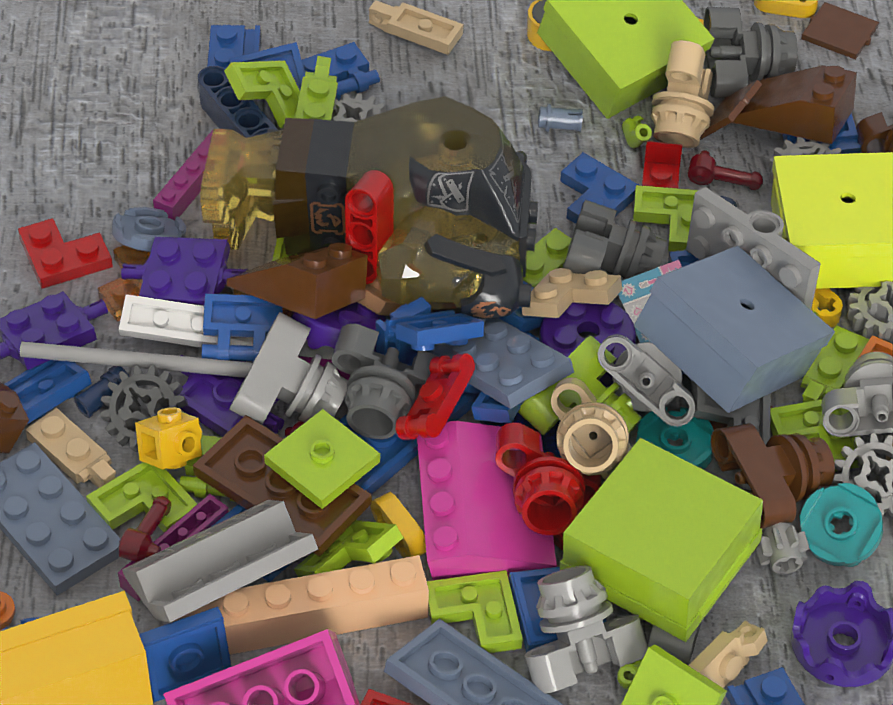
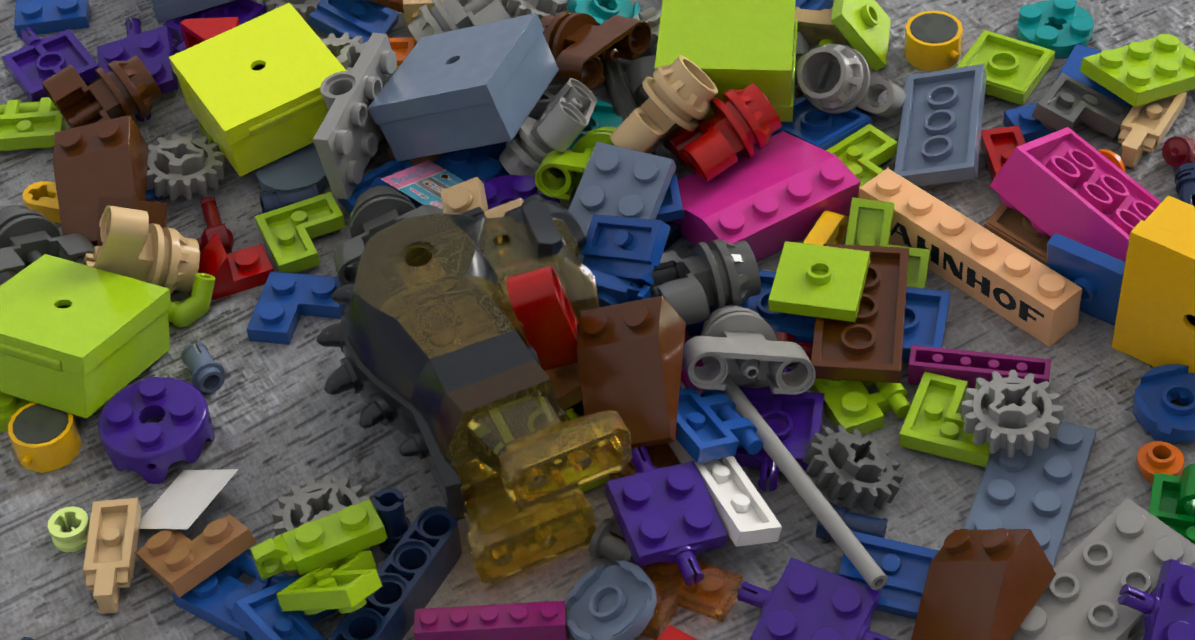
camera: 115 degrees left, 5 degrees down
(71, 449) = (938, 504): tan hinge -> none
(76, 508) = (1012, 413): none -> light grey gear
(137, 543) = (1016, 358): dark red piece -> none
(169, 439) = (885, 405): yellow brick -> none
(218, 560) = (997, 275): light grey slope -> none
(368, 49) = (187, 562): none -> medium nougat plate
(431, 69) = (186, 499): none -> white sticker
(437, 397) = (700, 222): red plate -> none
(459, 12) = (61, 521): none -> yellowish green bush
(500, 84) = (154, 446): none -> dark purple plate

